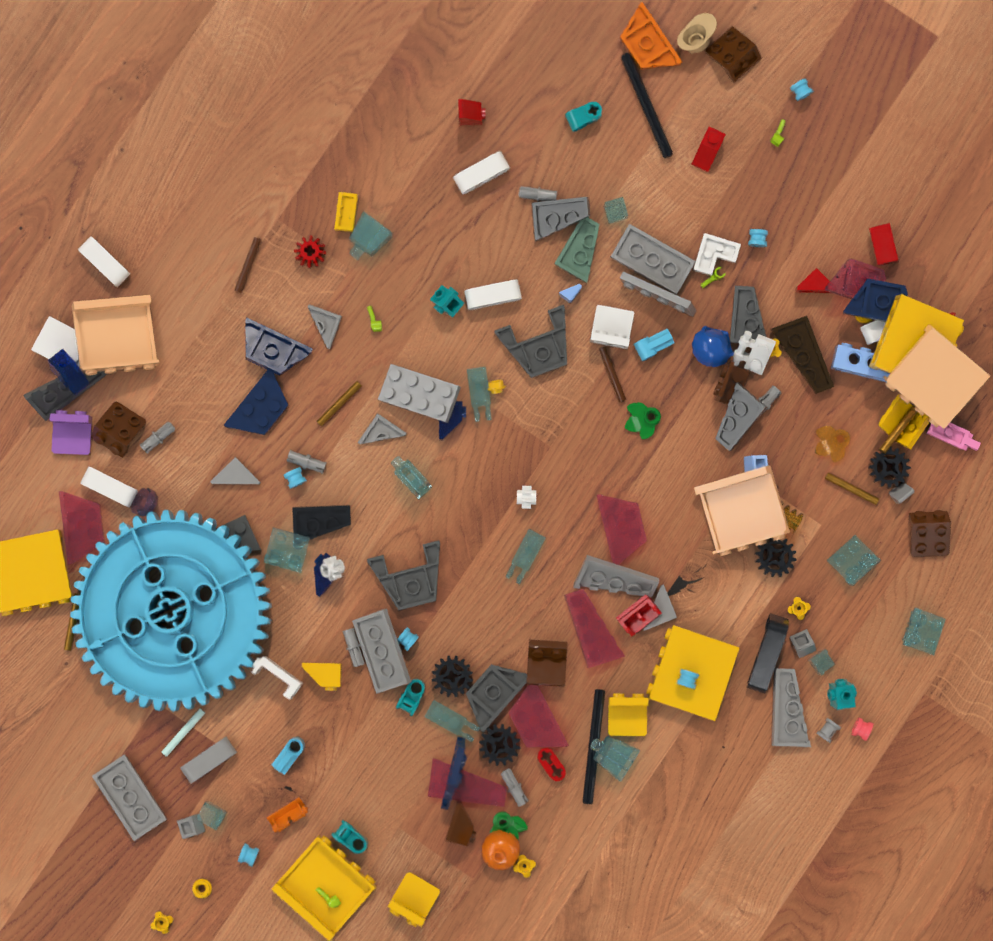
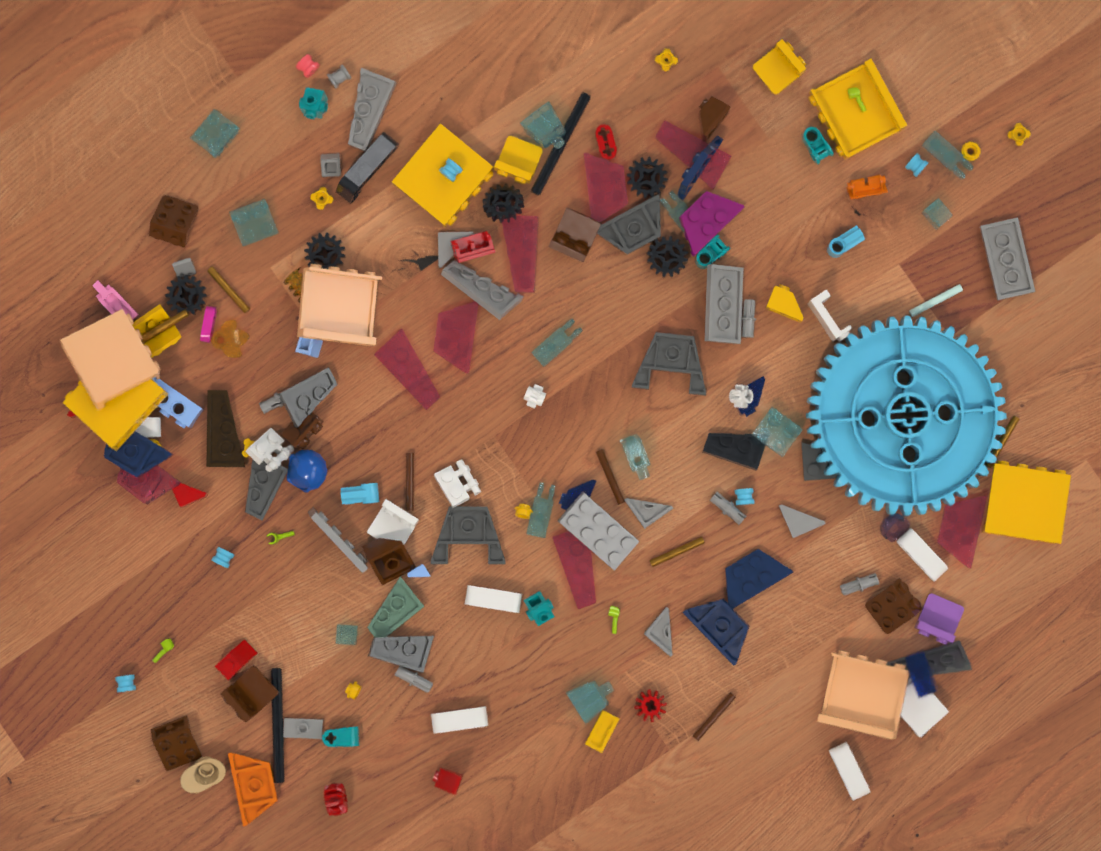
camera: 155 degrees left, 0 degrees up
(190, 826) = (961, 211): light grey slope -> none
(208, 760) = (921, 265): light grey beam -> none
(224, 876) = (946, 154): none -> clear light blue hinge
(407, 639) = (695, 307): medium azure wheel -> none
(425, 353) = (578, 568): none -> clear pink wing
(427, 449) = (610, 477): none -> reddish brown bar
(428, 726) = (707, 218): none -> magenta wing
(500, 850) = (683, 81): orange cylinder -> none
(513, 824) = (669, 96): green plate -> none
(514, 787) = (648, 134): light grey axle -> none
(567, 57) = (335, 799): none -> red gear
(571, 384) = (451, 485): none -> white plate
(590, 162) = (353, 690): none -> yellow plate
(604, 293) = (388, 559): none -> reddish brown slope
(622, 111) = (303, 728): none -> light grey plate
(625, 665) = (505, 205): none -> black gear
(639, 420) = (401, 428): green plate -> none
(652, 259) = (329, 575): light grey plate -> none
(660, 481) = (405, 365): none -> clear pink wing
(684, 122) = (249, 694): none -> reddish brown bracket
(713, 248) = (270, 563): white plate -> none
(821, 662) = (320, 141): clear light blue panel -> none
(857, 448) = (208, 324): none -> dark pink beam
(884, 244) = (107, 505): red hinge -> none

